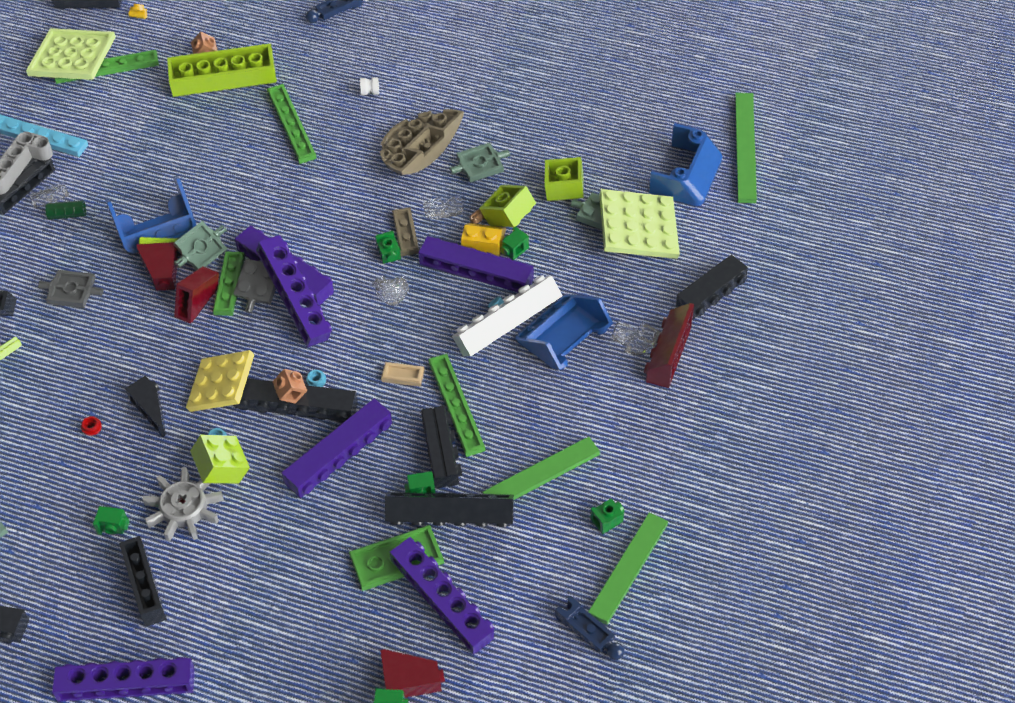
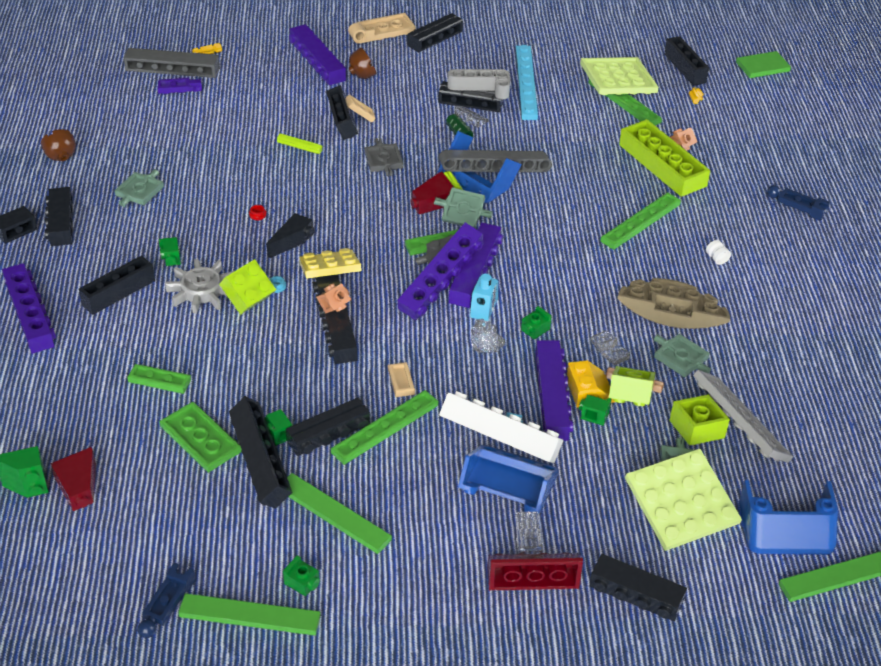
camera: 65 degrees right, 10 degrees down
(148, 197) = (531, 160): none -> dark grey beam
(194, 293) = (414, 221): dark red slope -> none
(298, 576) = (159, 378): none -> bright green tile
(316, 375) = (365, 323): medium azure plate -> none
(337, 448) = (297, 359): dark purple brick -> none
(340, 271) = (487, 289): none -> medium azure torso
(405, 231) = (567, 330): dark tan tile -> none
(472, 638) = (162, 475): dark purple brick -> none
(581, 150) = (743, 417): none -> light grey plate

